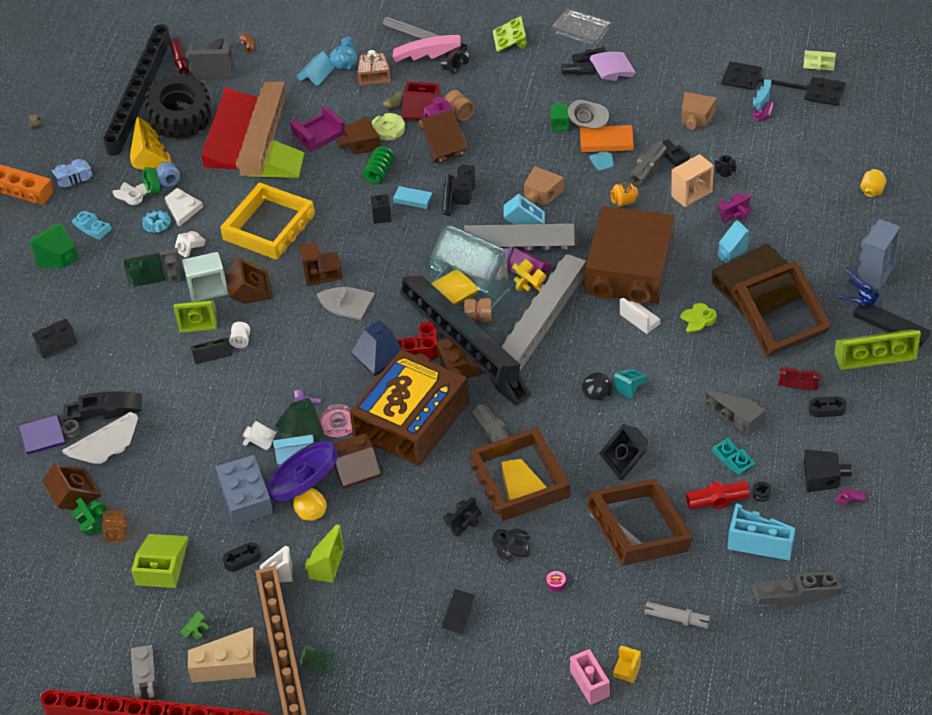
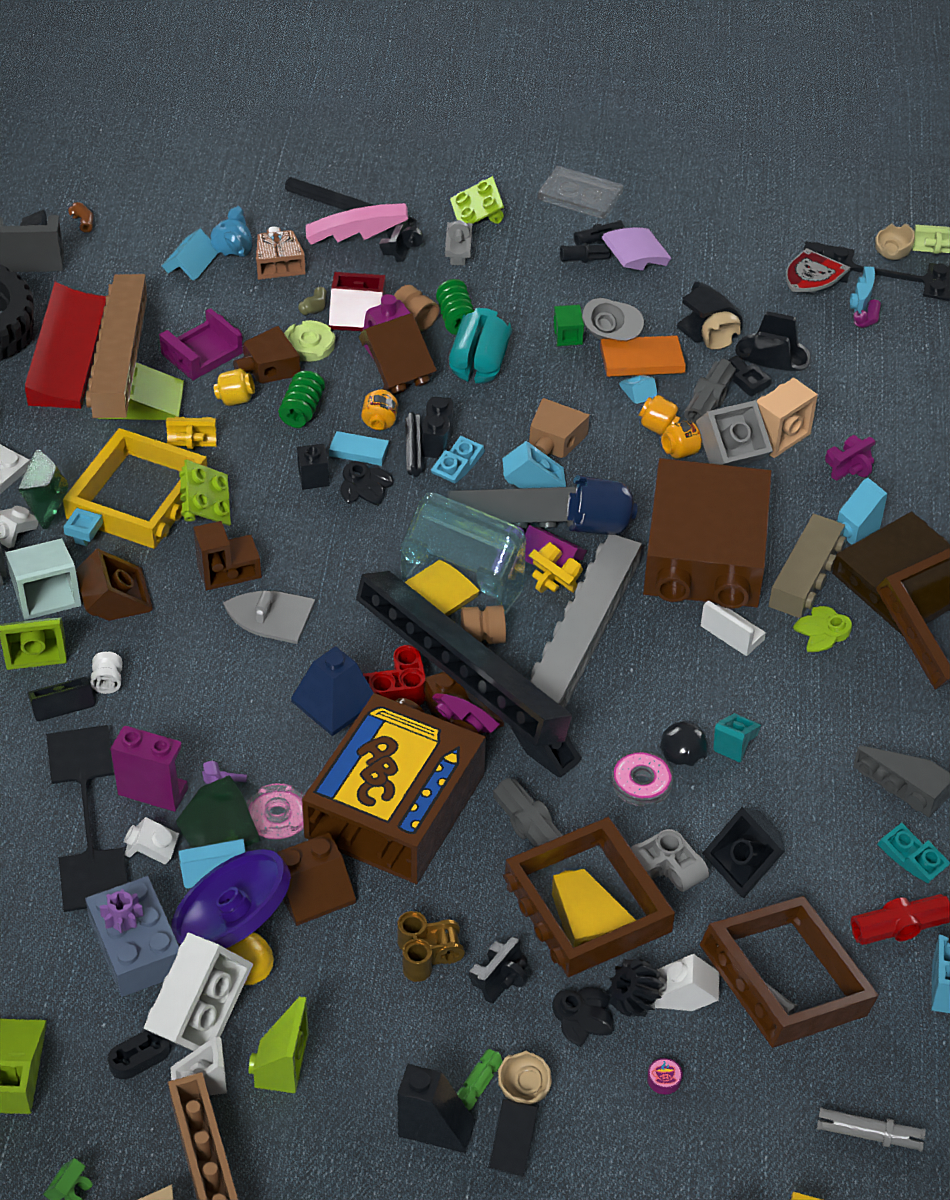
camera: 10 degrees left, 0 degrees up
(208, 220) = (43, 488): none -> clear green slope
(218, 386) = (78, 758): none -> black hinge
(232, 244) = (83, 526): none -> medium azure tile
(235, 473) = (121, 911): none -> medium lavender gear
(258, 392) = (147, 768): none -> magenta panel
(277, 521) = (198, 993): none -> white slope
(305, 185) = (191, 432): none -> yellow hips
(309, 224) = (204, 493): none -> lime hinge
(336, 157) = (234, 387): none -> yellow head
(410, 593) = (432, 1110): none -> black slope
(413, 221) = (366, 485): none -> black plate
(420, 500) = (427, 944): none -> pearl gold piece
(428, 172) = (379, 410): none -> light orange head
(442, 578) = (479, 1078): none -> bright green axle
(450, 359) = (458, 708): none -> magenta slope
(469, 577) = (524, 1078): none -> tan hair
(477, 206) = (459, 460): none -> medium azure slope
(486, 105) = (453, 303): none -> green piece
(493, 61) = (458, 242): none -> light grey hips
(498, 131) = (479, 347): none -> teal cylinder
(543, 528) = (635, 987): none -> black gear
(560, 236) = (600, 506): none -> dark blue cylinder
(567, 398) = (644, 764): none -> tile
(573, 528) = (688, 984): none -> white slope
(576, 453) = (679, 865): none -> light grey piece
(610, 176) = (658, 414): none -> light orange head
(653, 113) = (704, 302): none -> black piece
(657, 191) = (734, 435): none -> light grey brick
(659, 122) = (719, 329): none -> tan hair
(693, 277) = (807, 566): none -> dark tan brick
(696, 132) = (775, 344): none -> black piece
(697, 110) = (770, 300): medium nougat torso -> none
(725, 166) = (828, 395): black gear -> none
(730, 82) = (813, 272): none -> shield
(790, 62) = (895, 241): none -> tan hair

